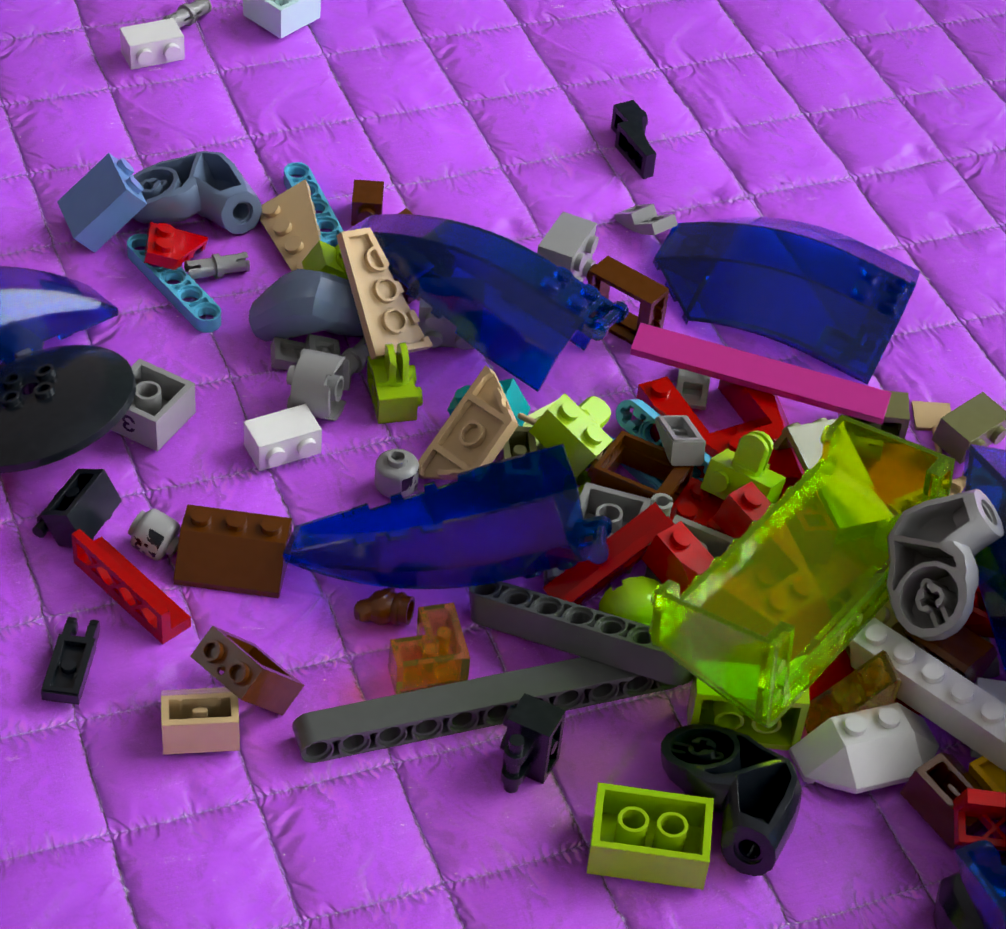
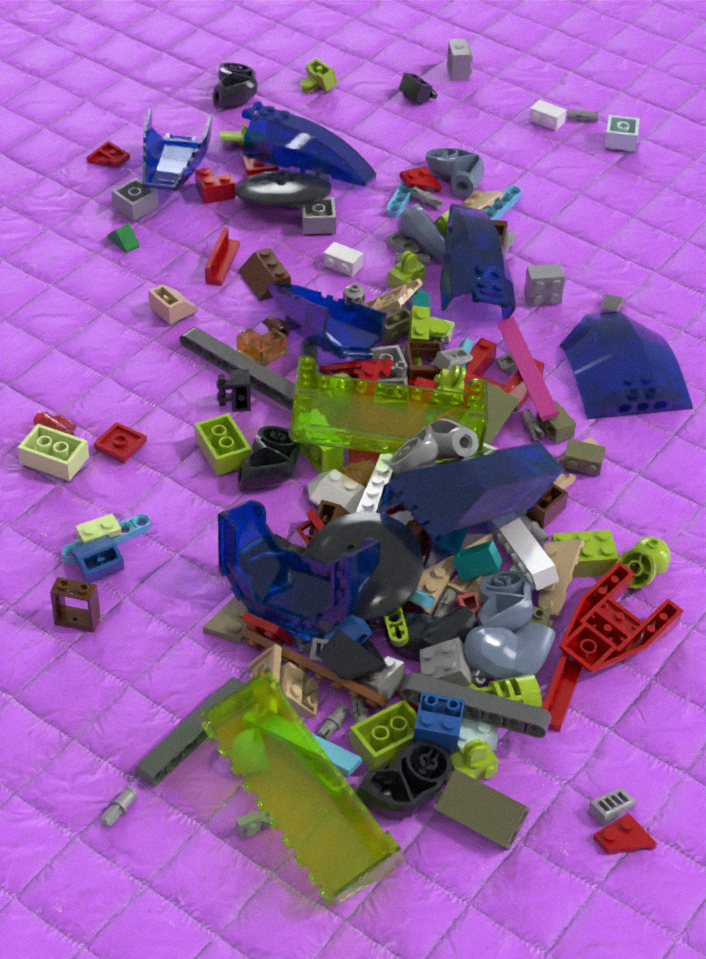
camera: 60 degrees right, 0 degrees up
(70, 663) = (171, 262): black hinge -> none
(80, 504) = (244, 226): black brick -> none
(102, 202) = (418, 147): medium blue brick -> none
(154, 534) = (250, 247): light grey head -> none
(247, 670) = (200, 315): reddish brown window -> none
(319, 383) = (379, 252): light grey brick -> none
(366, 200) = (517, 218): reddish brown brick -> none
(378, 296) = (431, 236): tan wing -> none
(630, 125) = (670, 274): black slope -> none
(648, 292) = (535, 314): reddish brown window -> none

